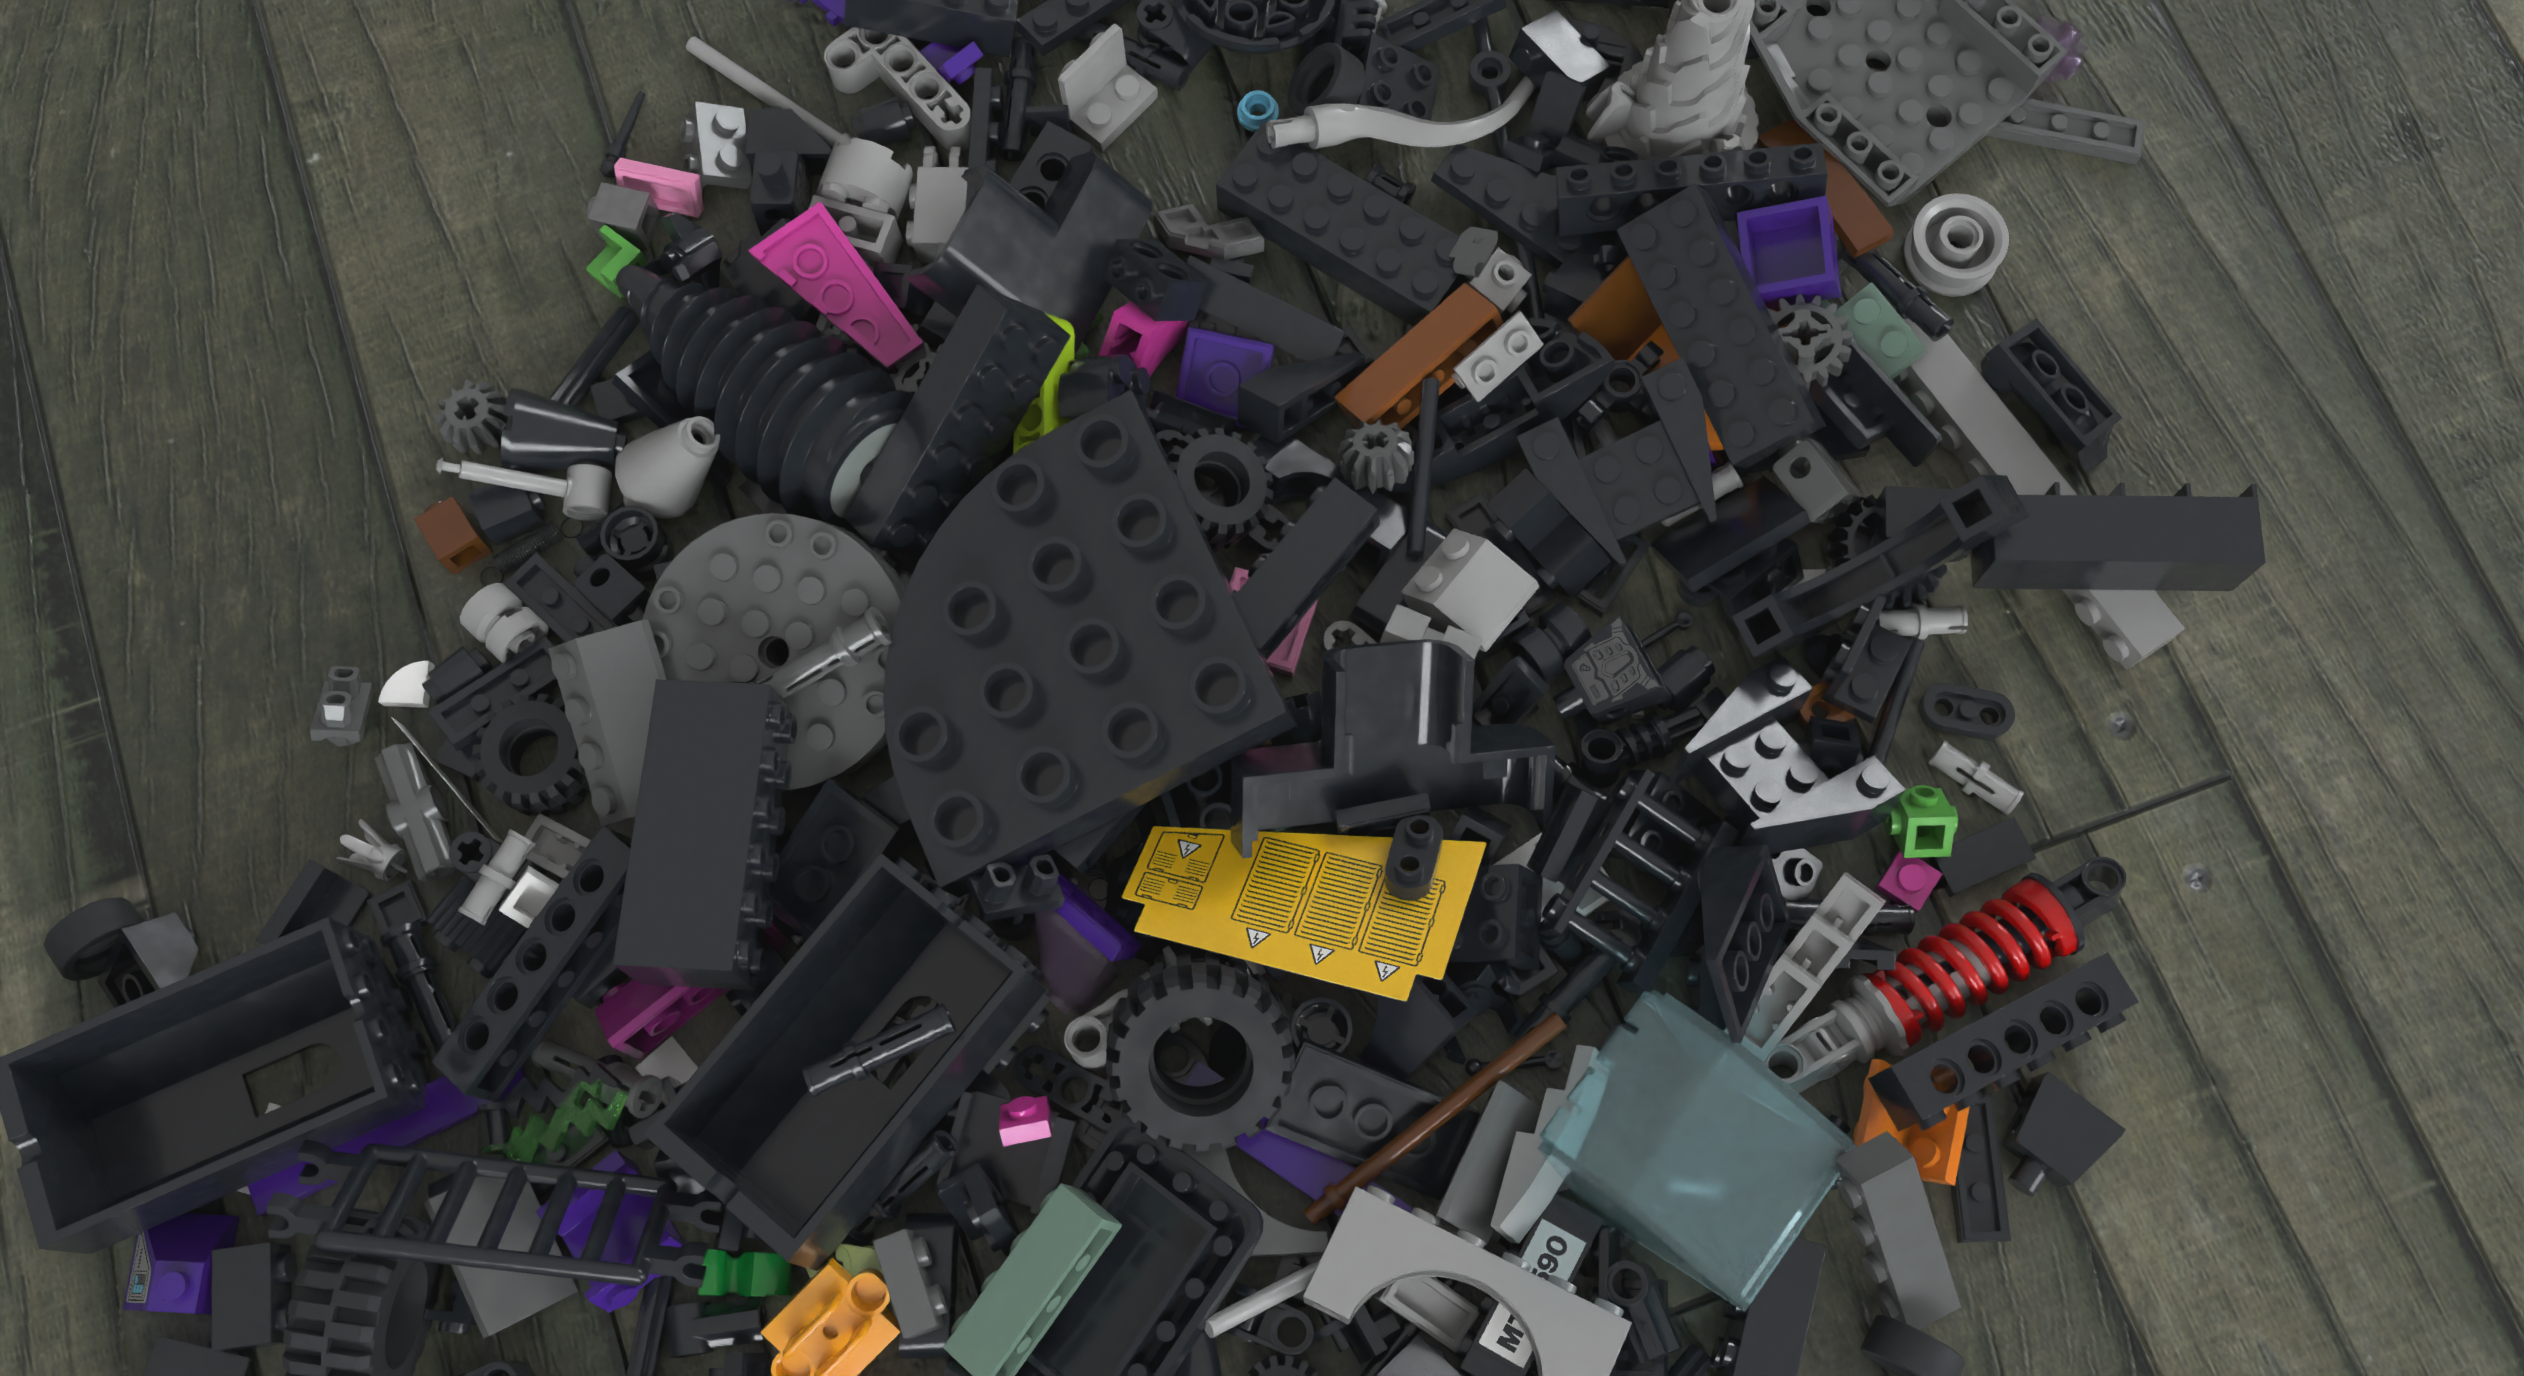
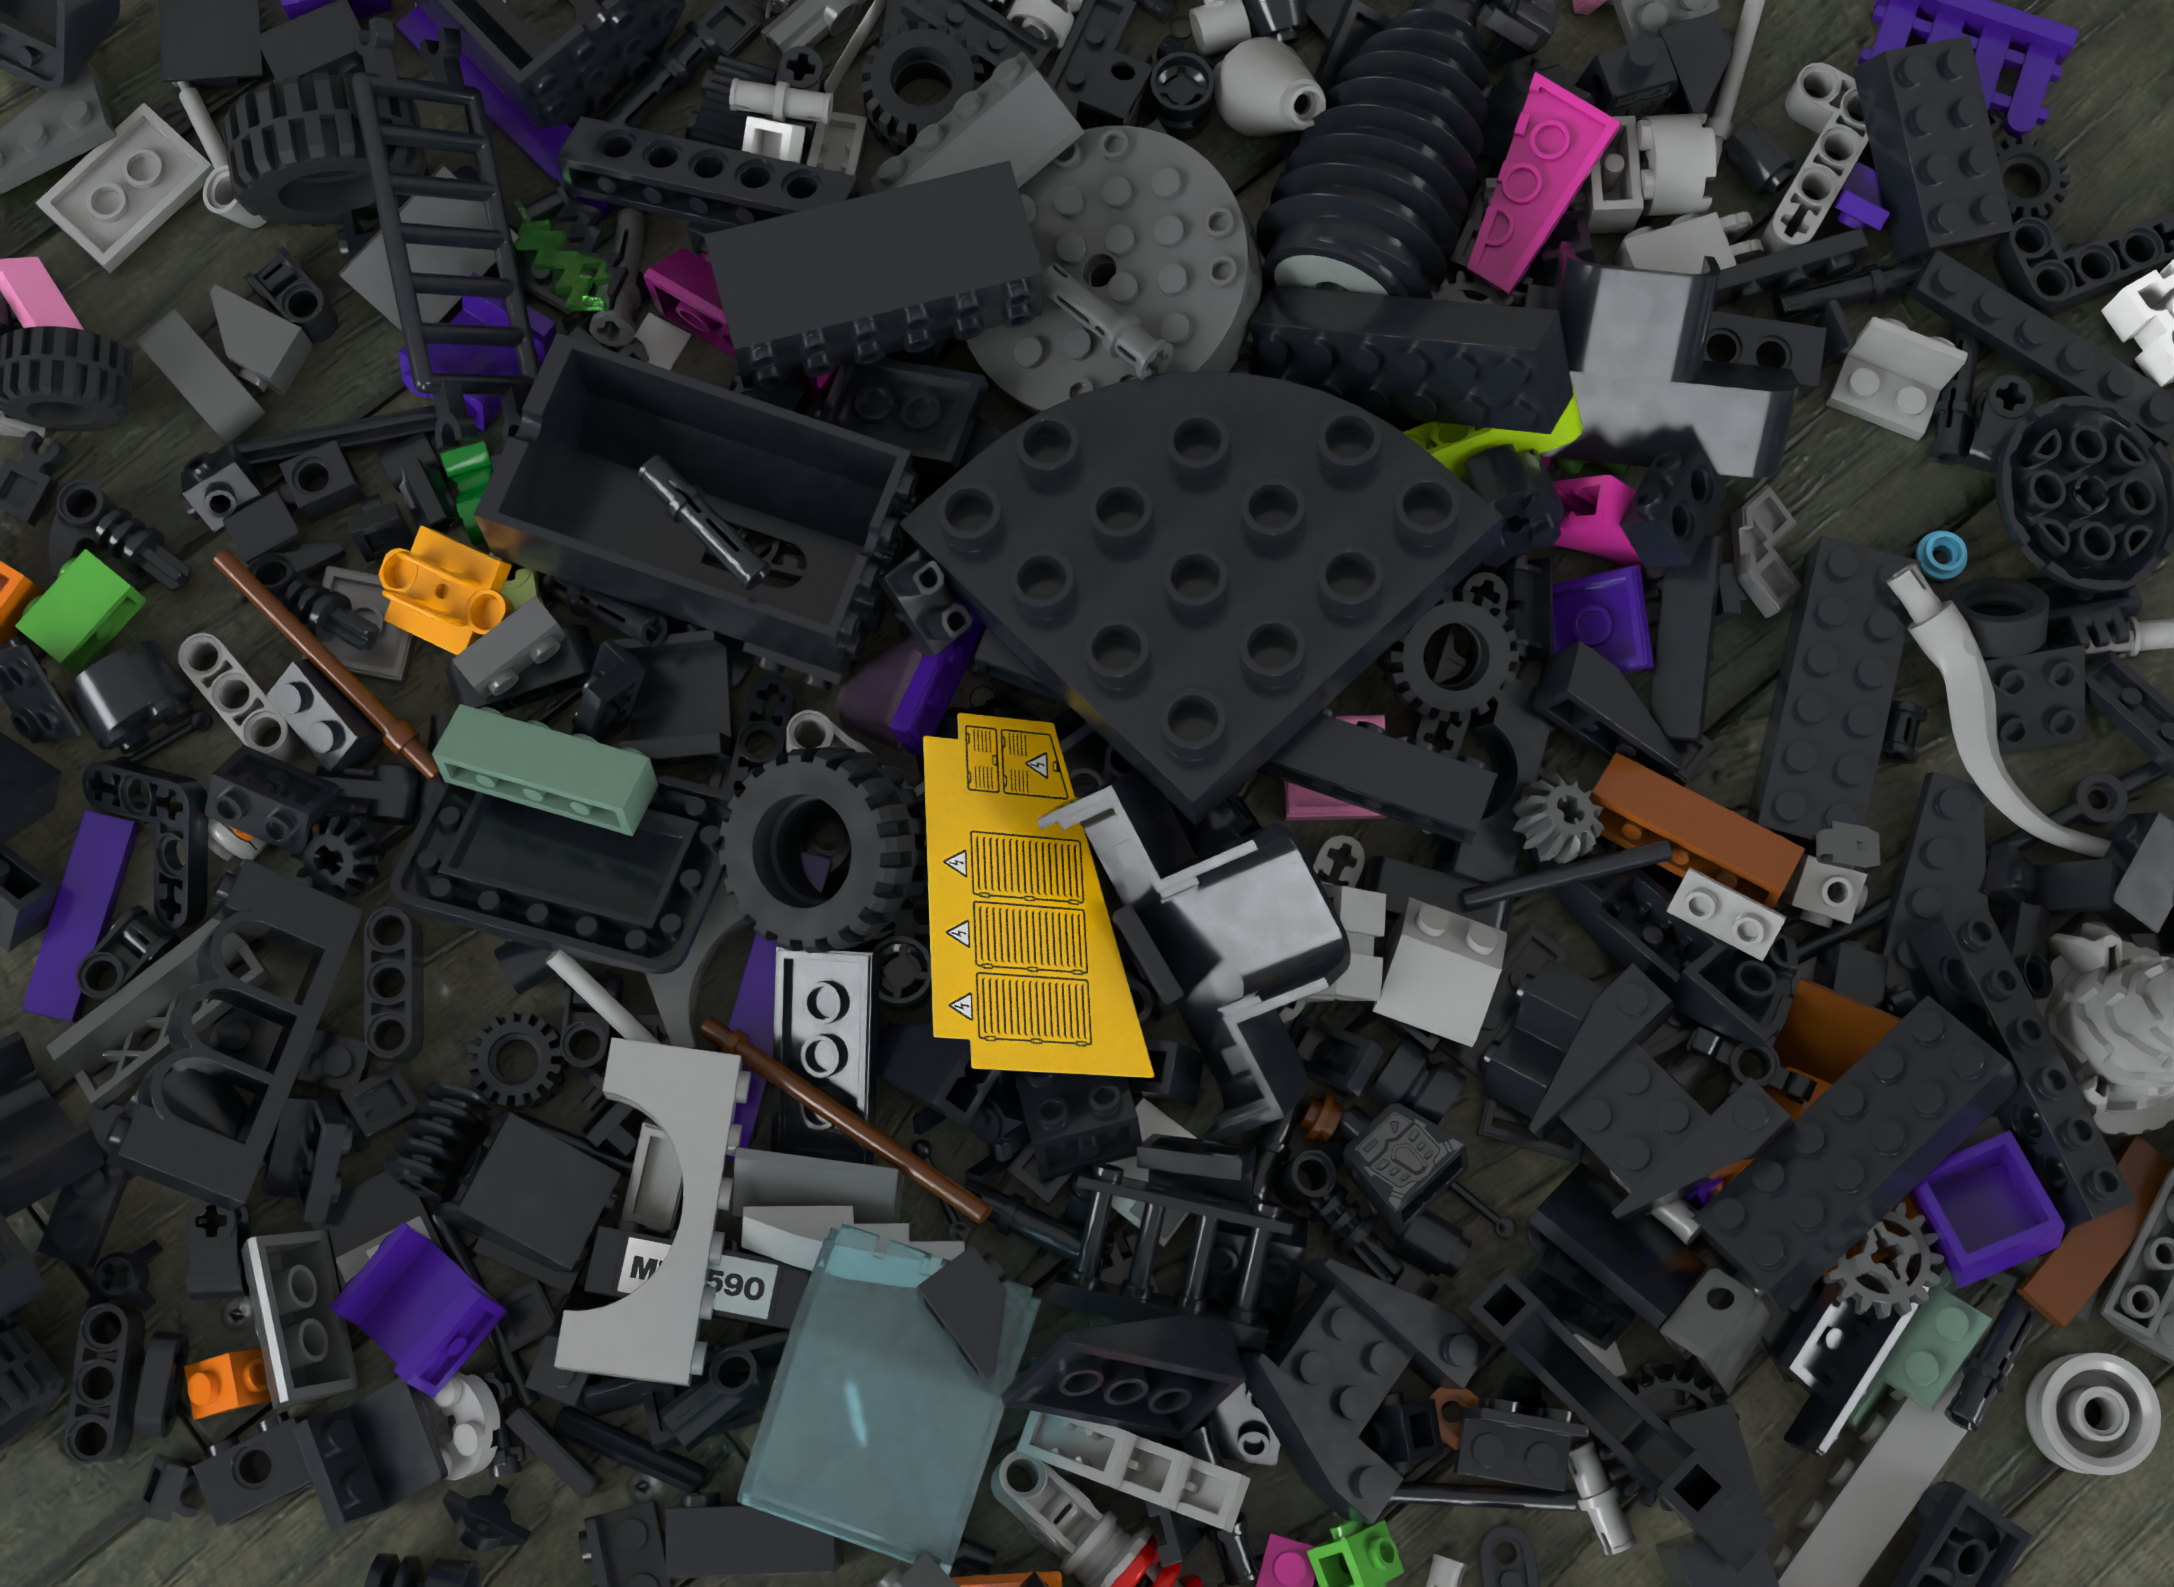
camera: 65 degrees right, 5 degrees up
(1025, 1120) = (707, 703): dark pink plate -> none
(1416, 853) = (1111, 1002): black plate -> none
(1555, 727) = (1320, 1117): none -> reddish brown plate
(1655, 1042) = (969, 1308): none -> black slope

